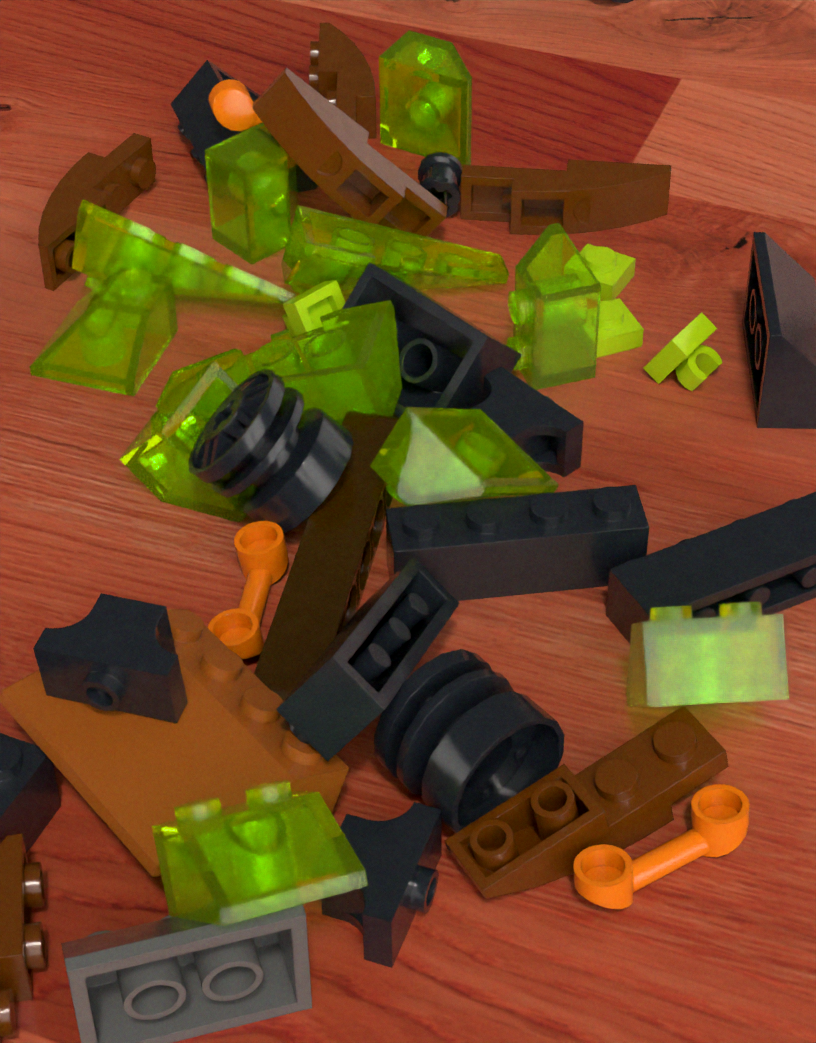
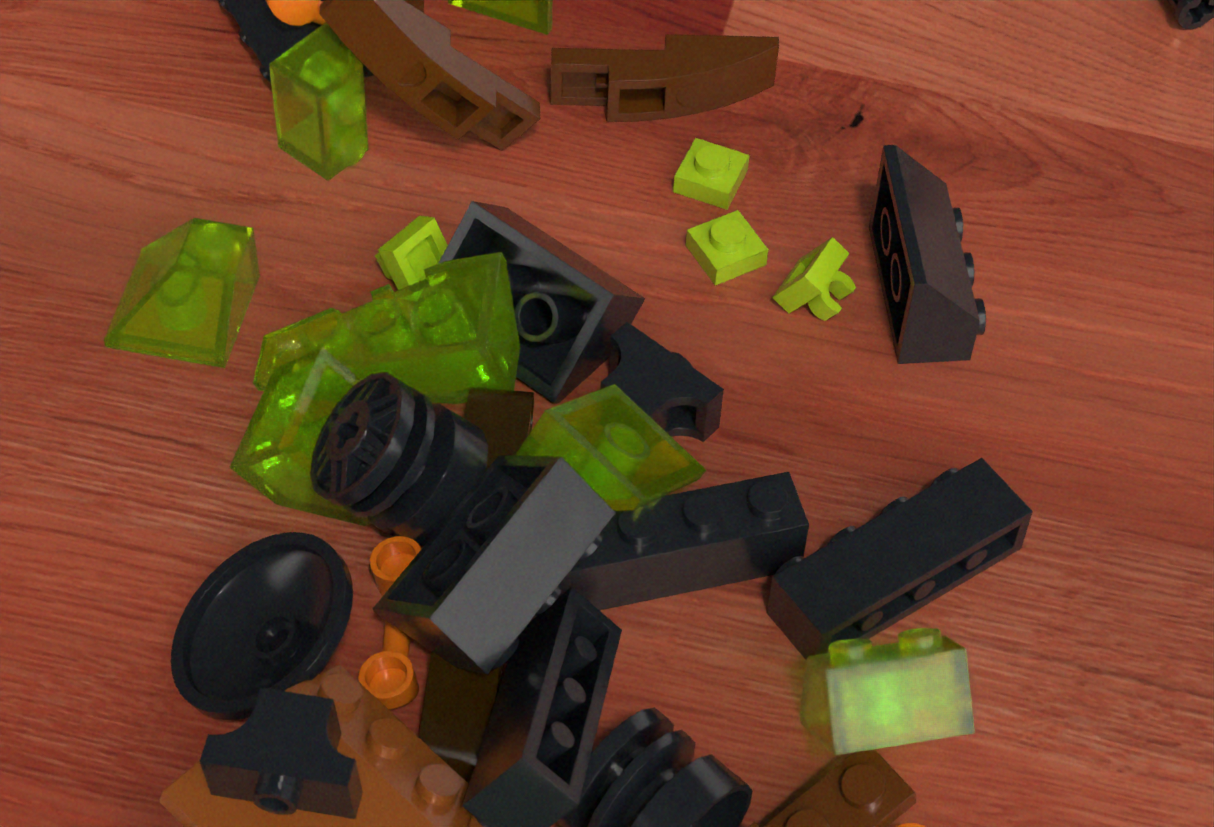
camera: 10 degrees left, 10 degrees up
(104, 181) = (131, 118): reddish brown slope -> none
(111, 241) = (189, 186): clear neon green wedge -> none
(140, 558) = (261, 622): none -> black dish
(340, 248) = (443, 172): clear neon green wedge -> none
(348, 528) = (497, 561): none -> black slope
(442, 178) = (528, 63): black bush -> none
(554, 312) = (677, 246): clear neon green slope -> none

